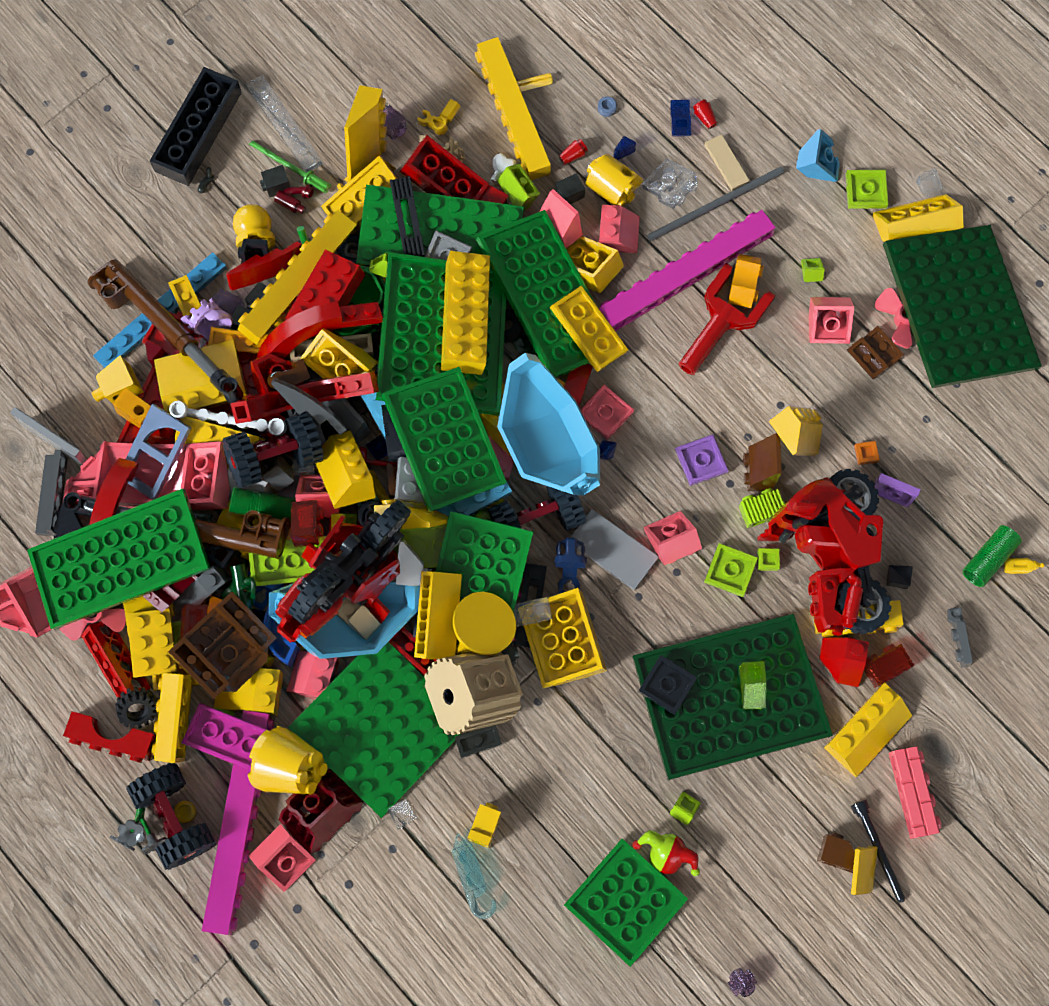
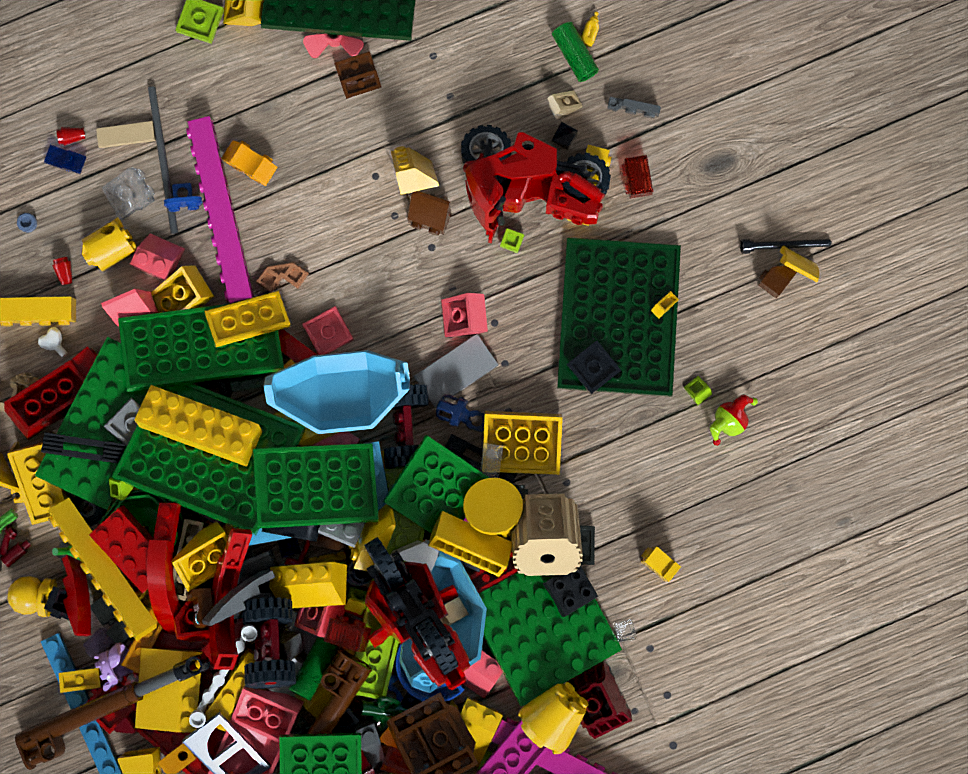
camera: 70 degrees left, 10 degrees up
(282, 858) = (628, 746): coral slope -> none
(425, 738) = (570, 591): none -> black brick
(471, 876) = (696, 589): clear light blue plate -> none
(518, 186) = (81, 334): lime brick -> none
(571, 188) = (101, 287): pearl dark grey brick -> none
(607, 449) = (364, 343): clear blue slope -> none
(624, 148) = (77, 222): clear blue slope -> none
(626, 902) = (758, 467): green plate -> none
(643, 342) = (274, 274): none -> nougat tile
(684, 242) = (174, 204): none -> blue bracket
(701, 460) = (402, 264): medium lavender plate -> none
(723, 318) = (278, 196): red piece -> none
(730, 570) = (510, 276): lime plate -> none
(742, 982) = (853, 396): clear purple gear -> none
(753, 684) = (619, 295): clear neon green slope -> none
(760, 508) = (465, 228): lime brick -> none
(762, 738) = (664, 304): none -> yellow piece
(812, 270) = (259, 98): lime slope -> none
(817, 158) = (154, 51): dark azure slope -> none
(830, 319) = (313, 101): coral slope -> none
(844, 659) = (620, 210): red slope -> none
(866, 453) = (447, 119): orange plate -> none
(869, 729) = (685, 214): yellow slope -> none
(896, 490) = (491, 108): medium lavender plate -> none
(914, 792) = (749, 197): coral brick -> none
(932, 563) = (564, 103): none -> tan slope

